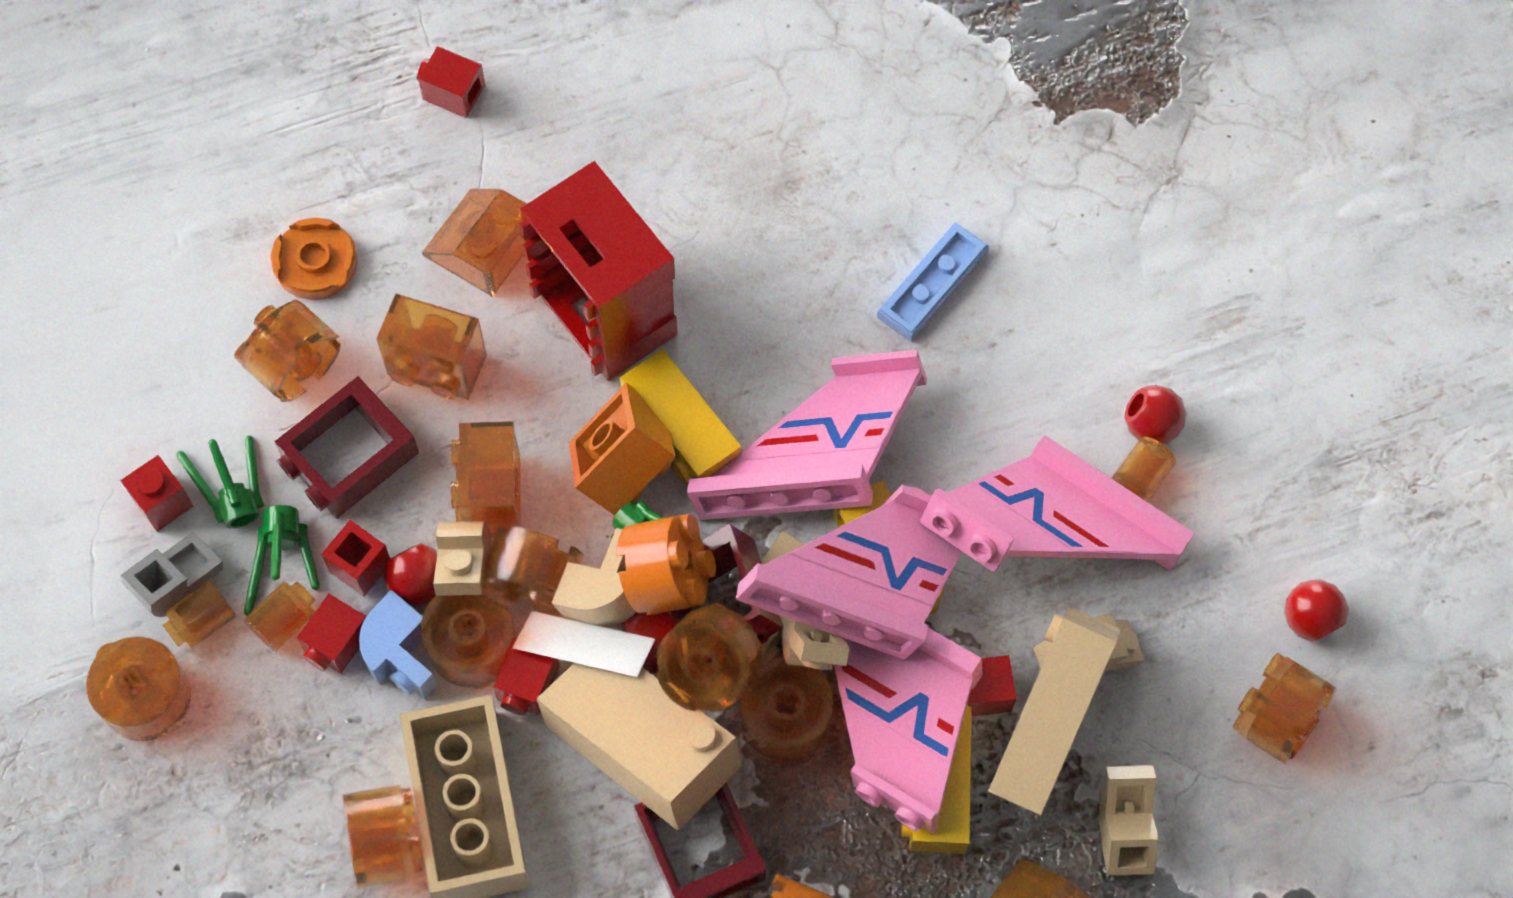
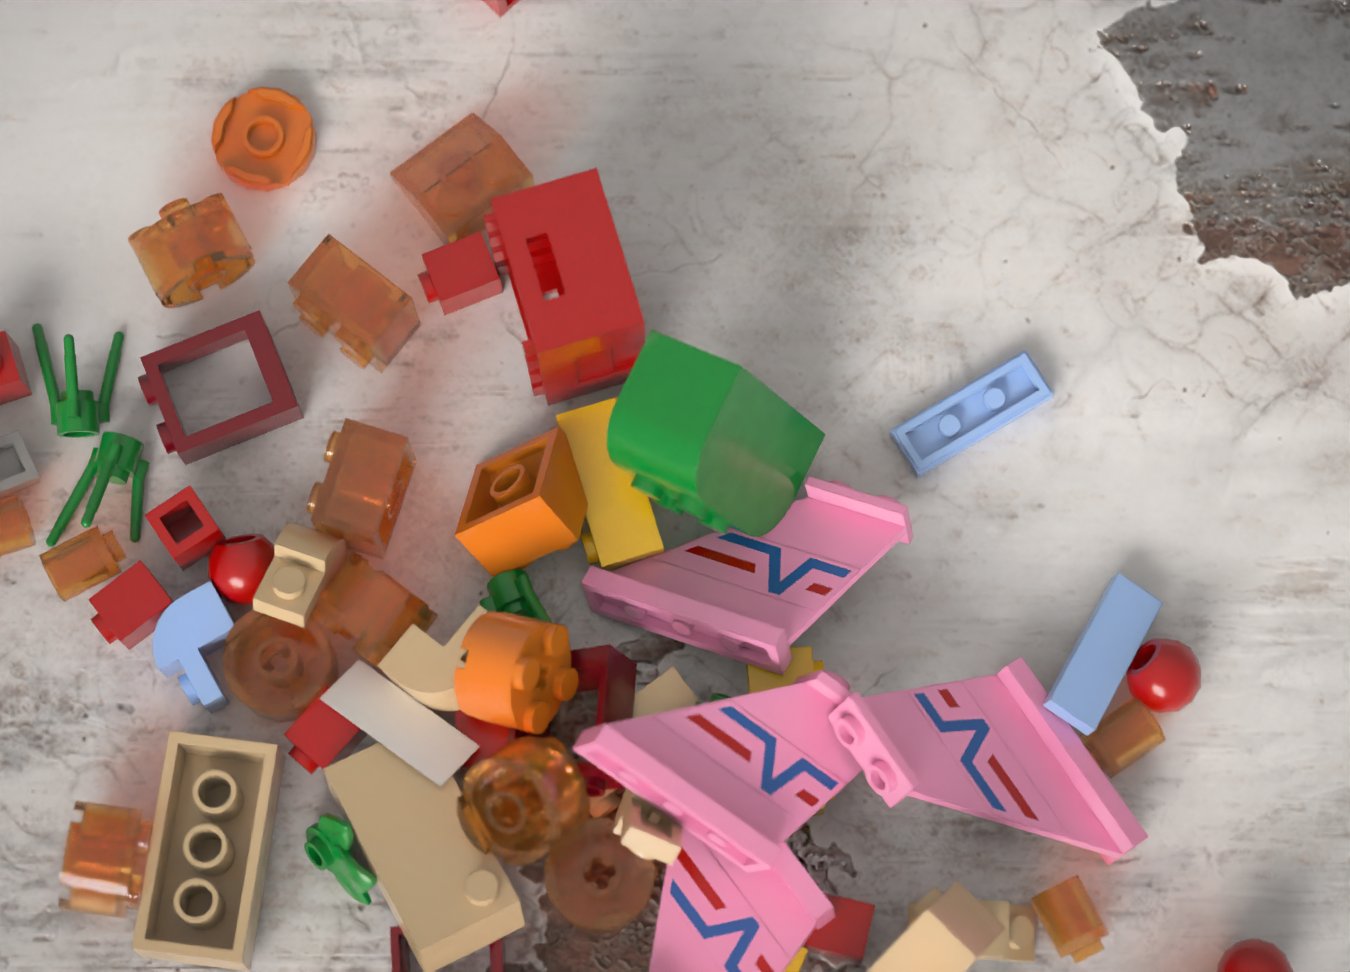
camera: 25 degrees right, 10 degrees up
(505, 303) = (460, 274): none -> red brick
(563, 766) = (331, 848): none -> green plate
(749, 340) = (709, 438): none -> green brick
(1104, 415) = (1102, 654): none -> light blue tile
(1160, 617) = (1071, 919): none -> clear orange brick

